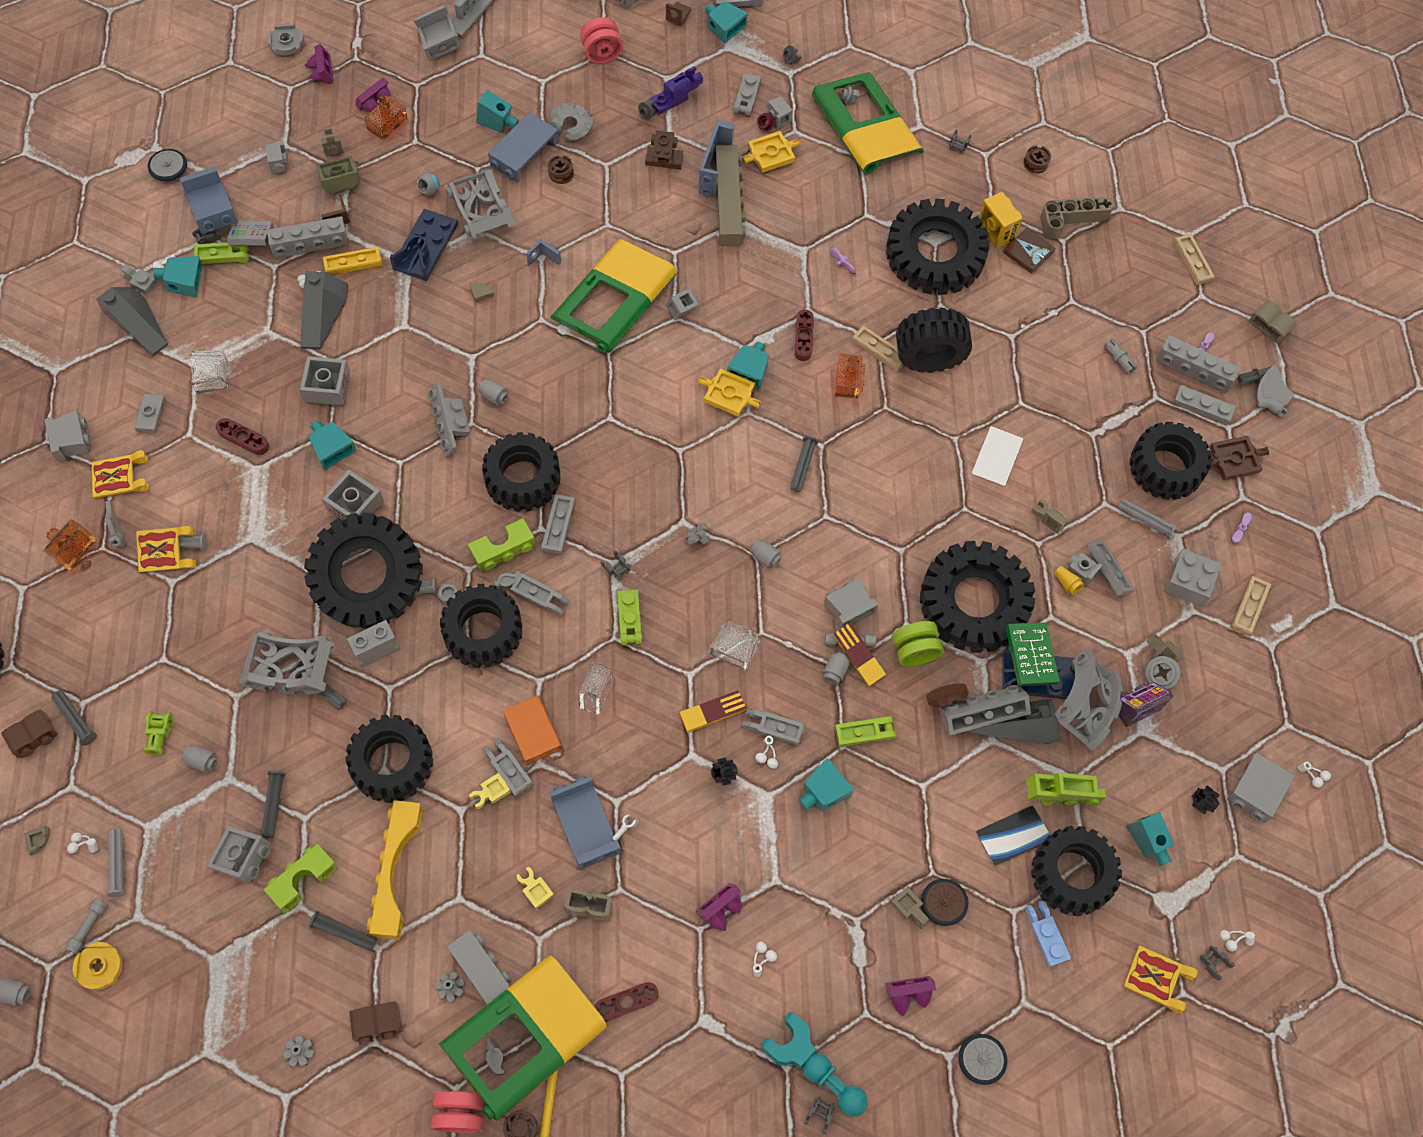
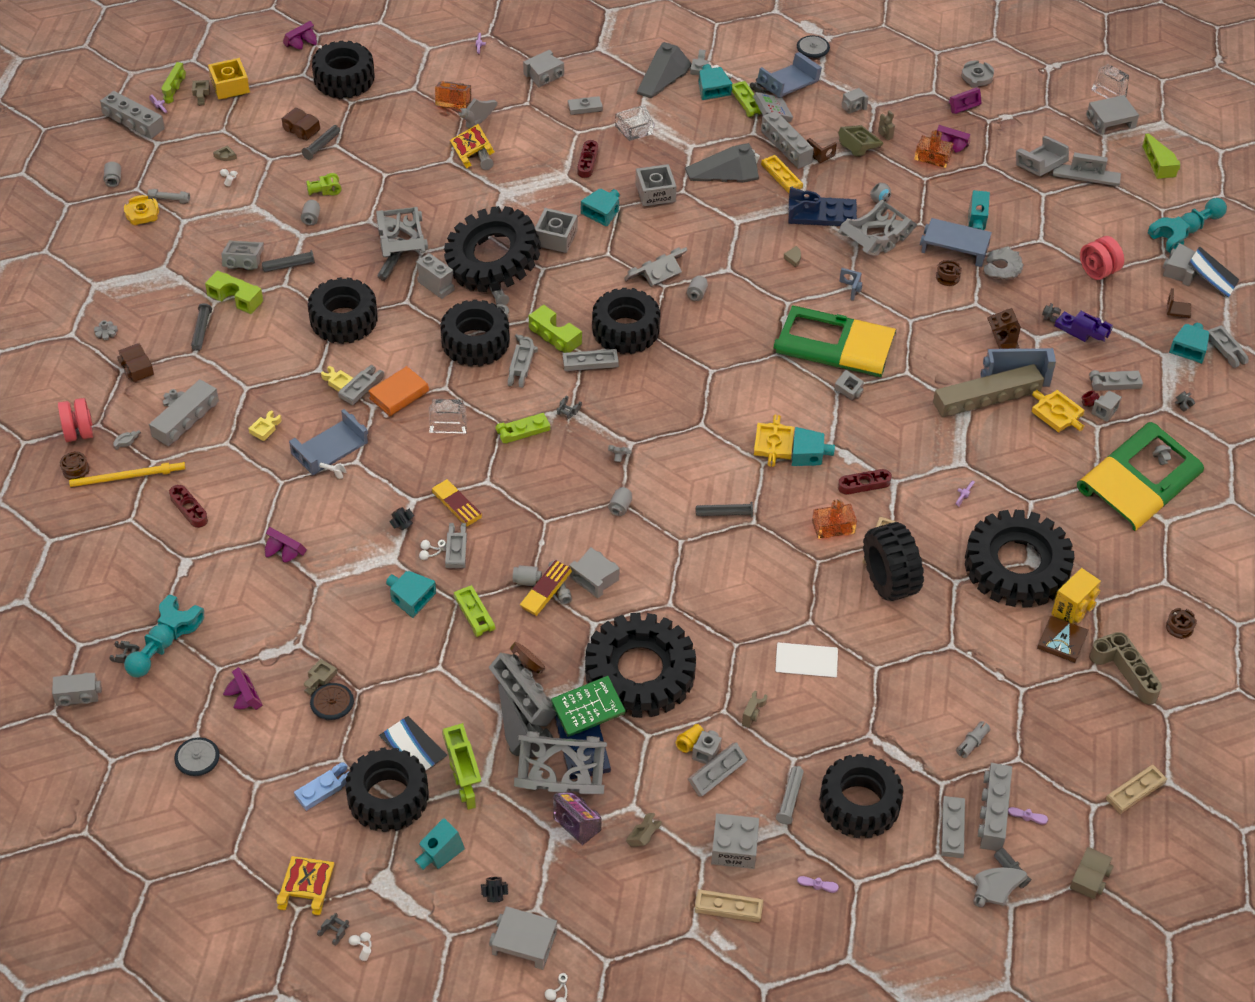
camera: 75 degrees right, 15 degrees down
(116, 475) = (524, 103): yellow flag -> none
(116, 863) = (218, 196): light grey axle -> none
(404, 824) = (221, 345): yellow arch -> none
(552, 1013) = (157, 457): piece -> none
(581, 904) = (257, 457): dark tan brick -> none
(735, 645) = (522, 500): clear torso -> none
(770, 955) = (251, 590): white piece -> none
(917, 644) = (569, 622): lime wheel -> none
(953, 140) = (1165, 561): dark grey piece -> none
(1167, 663) = (623, 826): light grey gear -> none
(1237, 457) = (898, 863): reddish brown plate -> none

